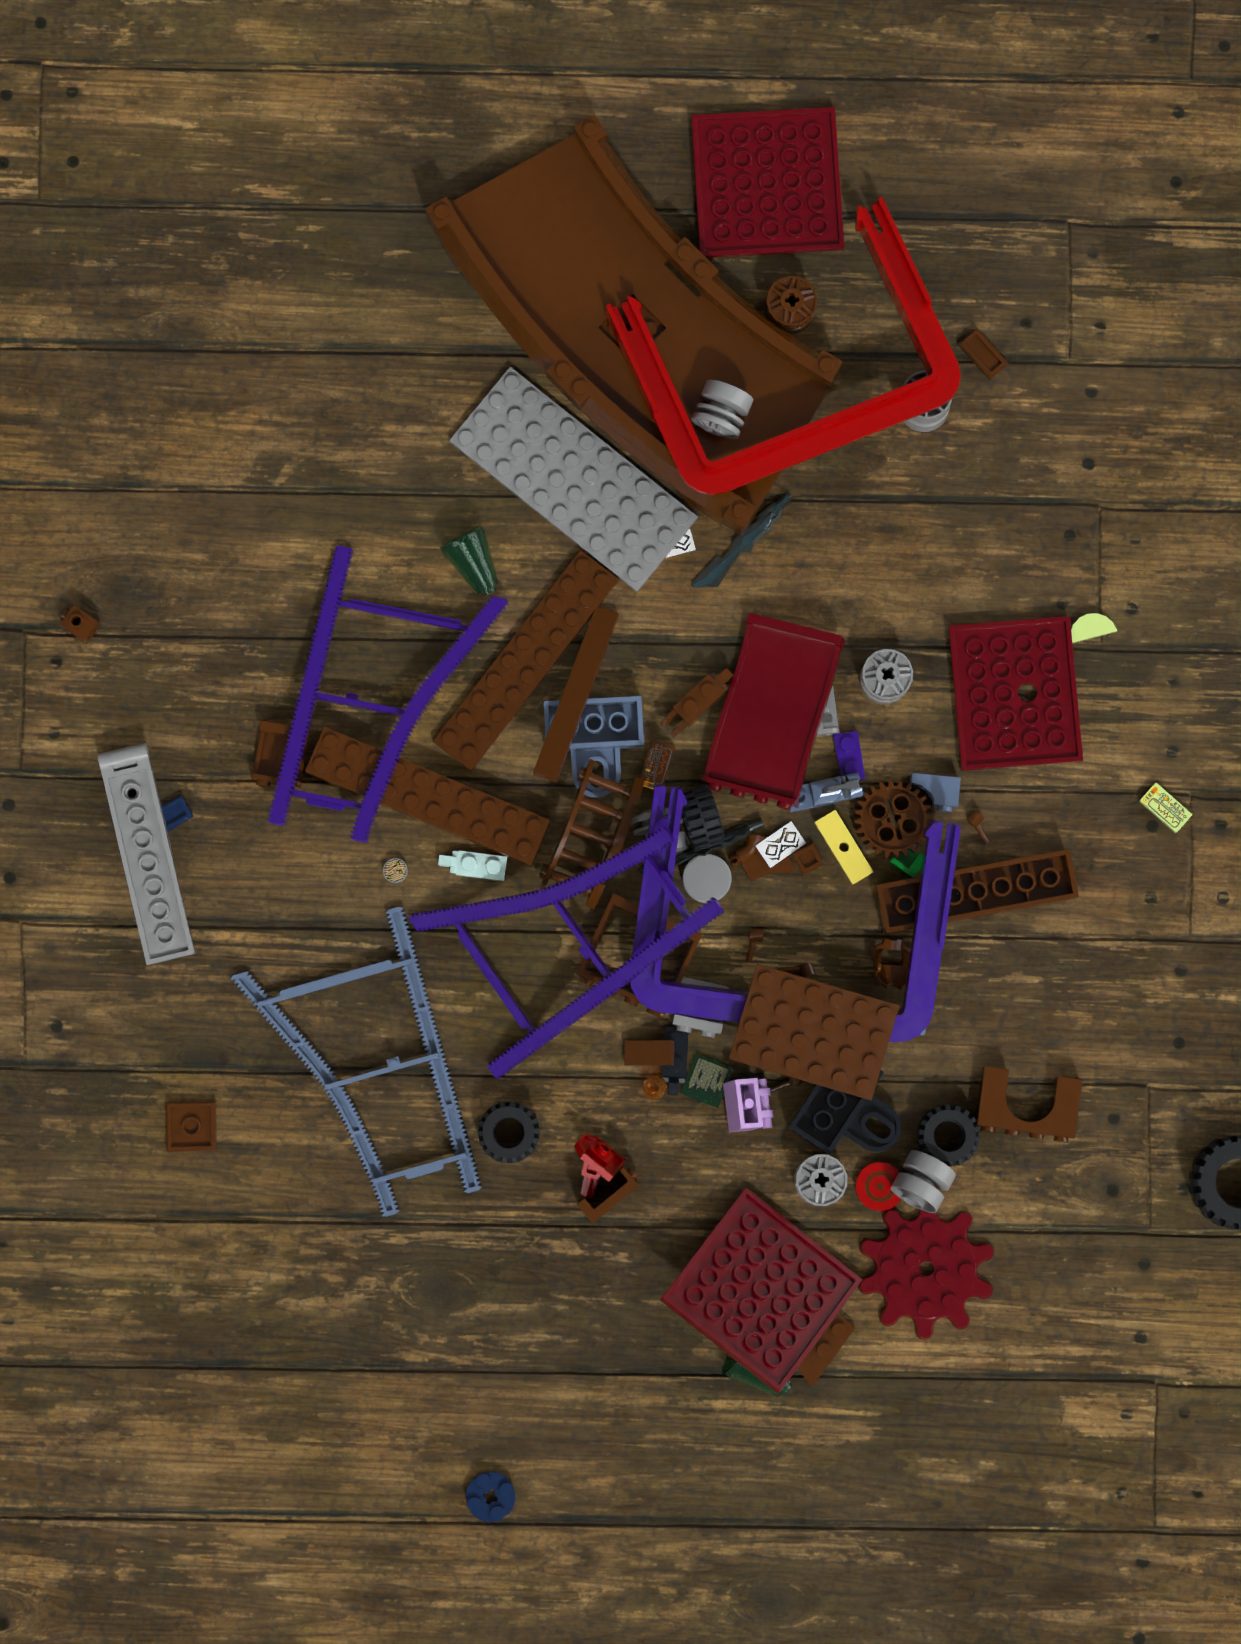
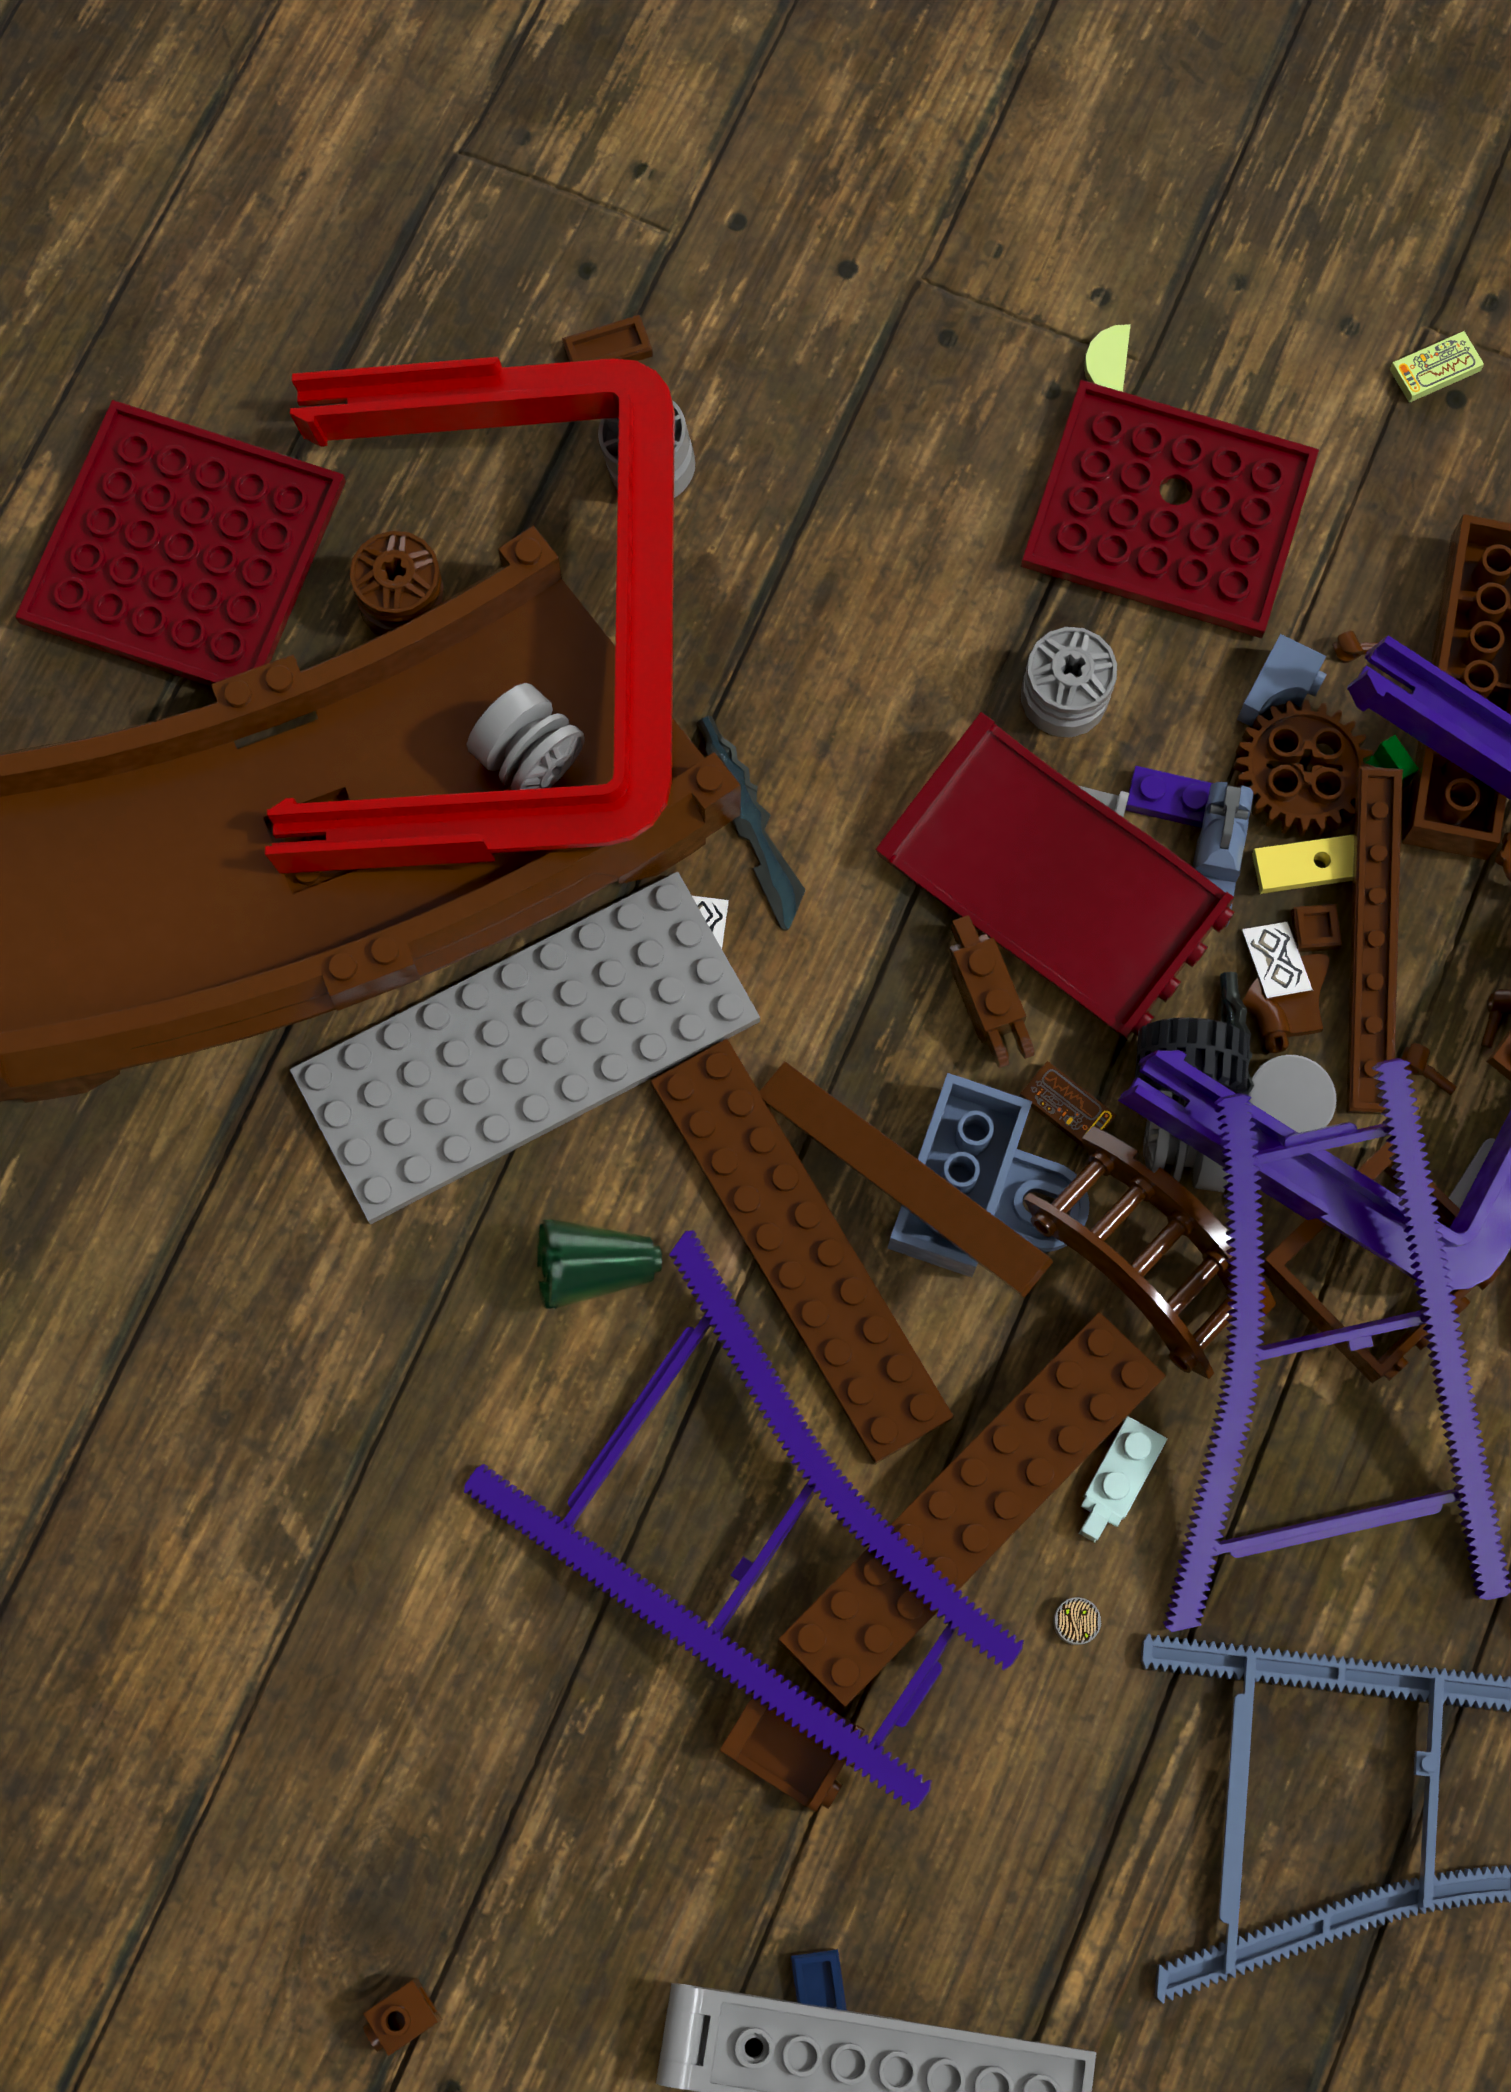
camera: 65 degrees left, 10 degrees down
(811, 889) = (1374, 933): none -> reddish brown tile

